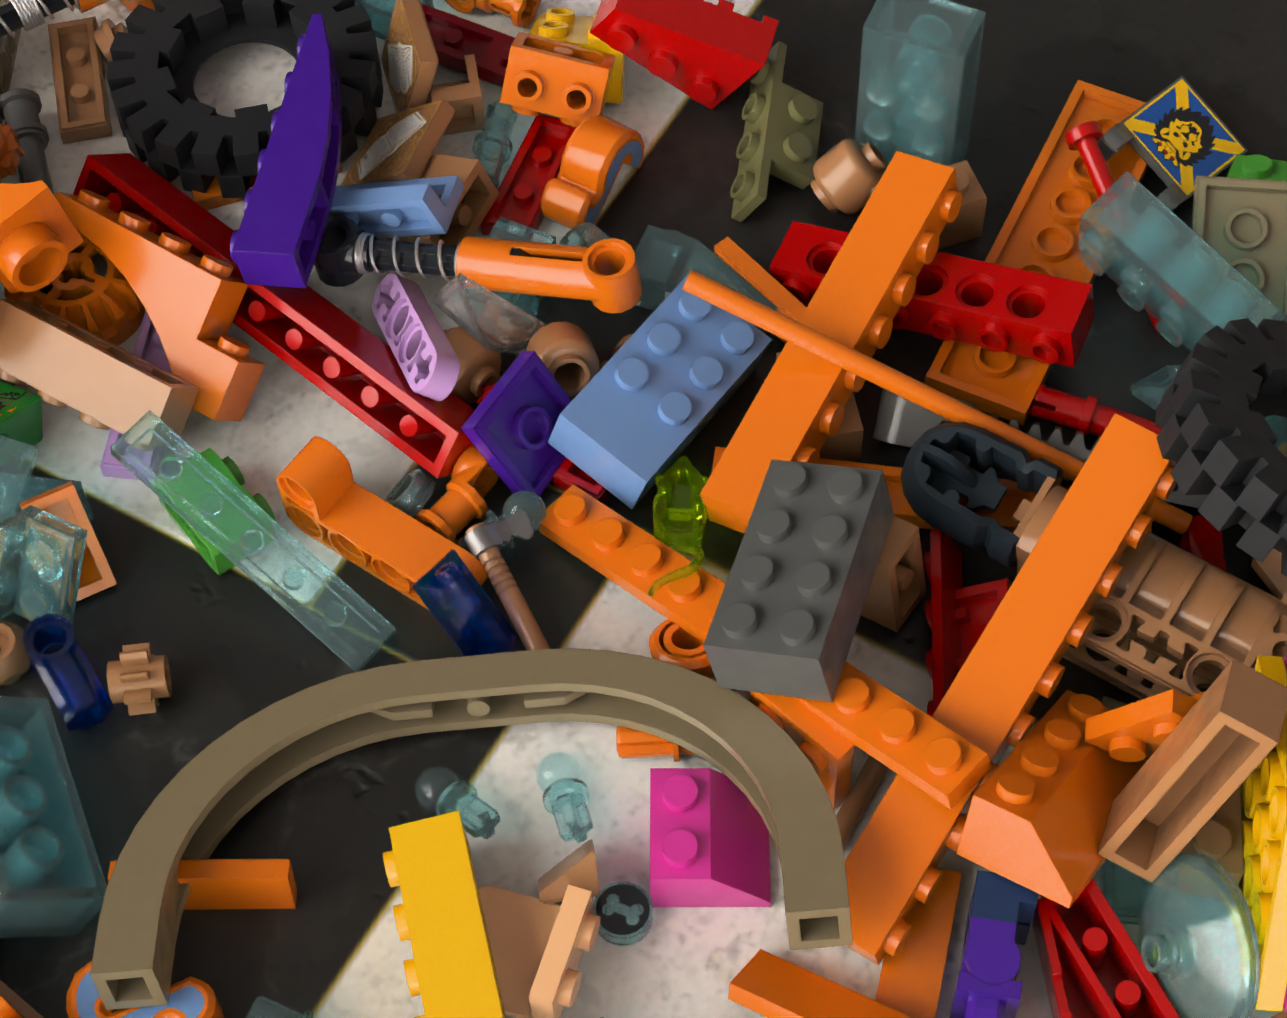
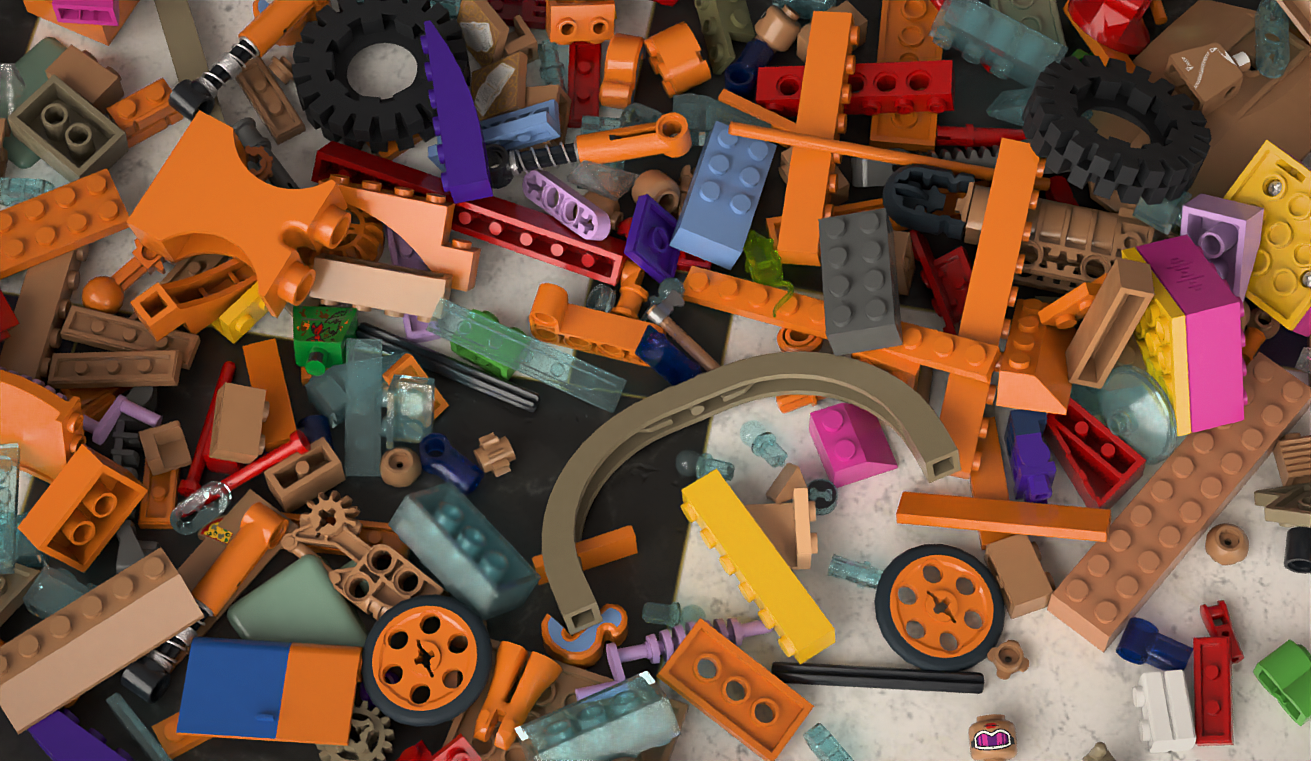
camera: 20 degrees left, 5 degrees up
(144, 528) = (453, 368): none -> black axle
(676, 176) = (677, 59): none -> orange brick
(764, 227) = (743, 74): none -> clear blue piece

